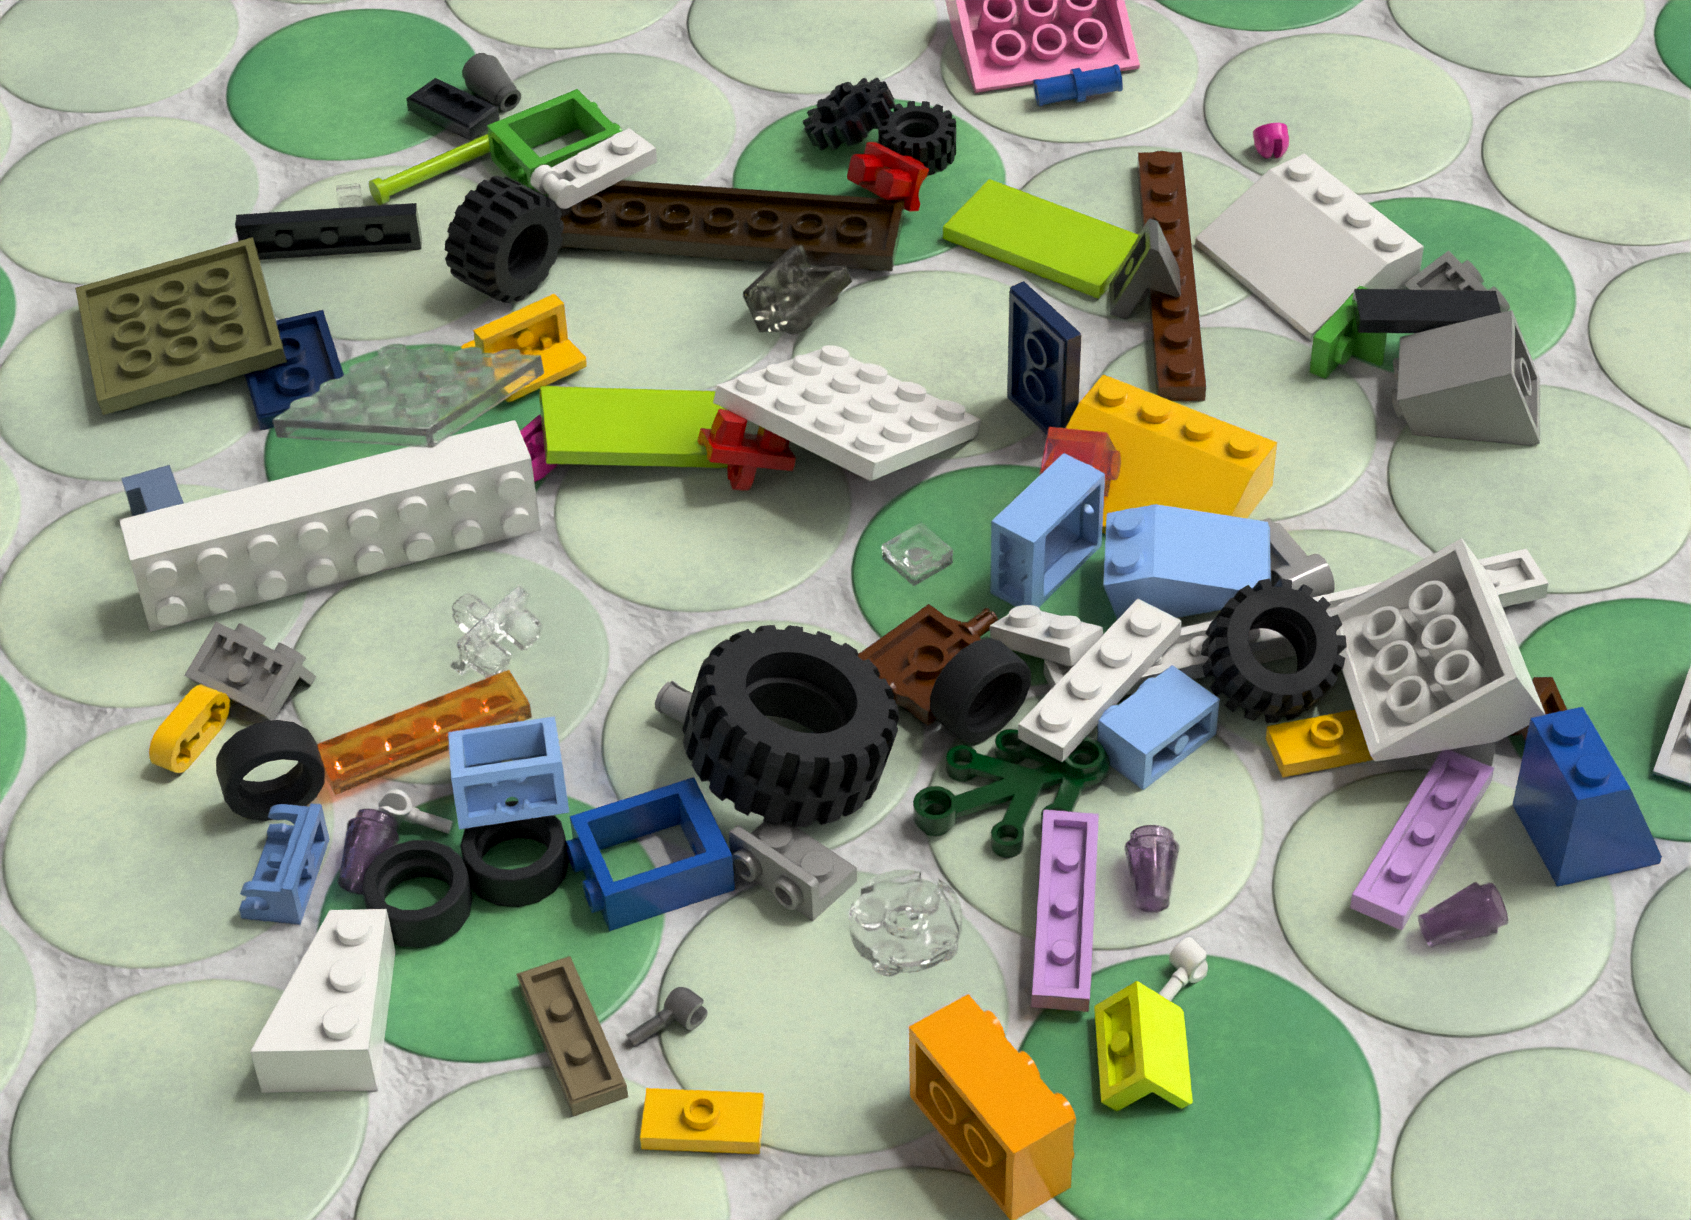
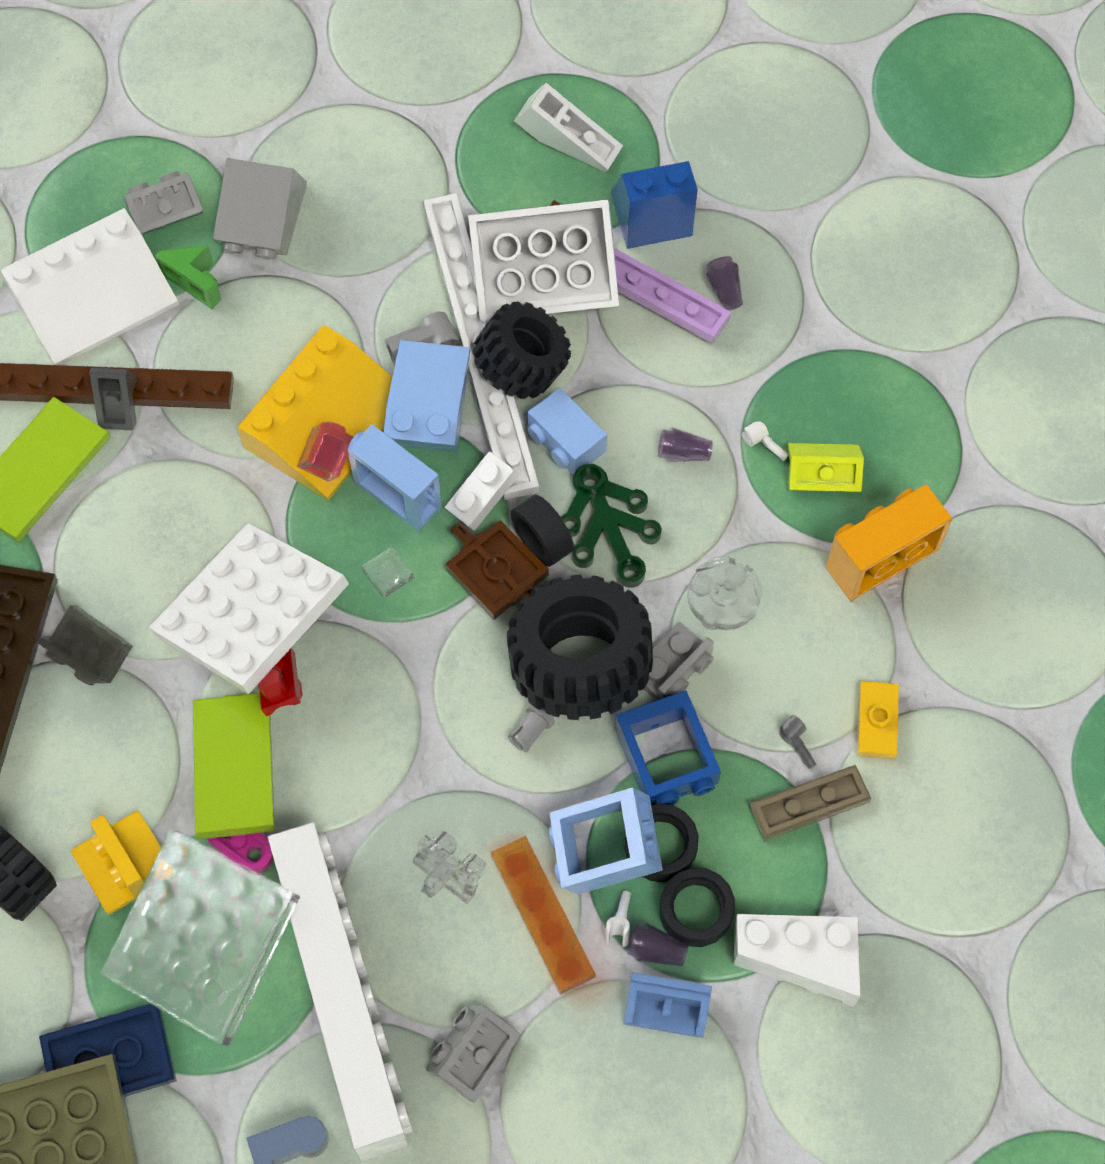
camera: 90 degrees left, 20 degrees up
(189, 728) = (532, 1091): yellow beam -> none
(263, 744) = (594, 1015): black tyre -> none
(1042, 360) = (233, 461): dark blue tile -> none
(1065, 911) = (719, 497): lavender plate -> none
(1099, 680) = (531, 458): white plate -> none
(1317, 743) = (583, 345): yellow plate -> none
(1419, 309) = (196, 216): black tile -> none

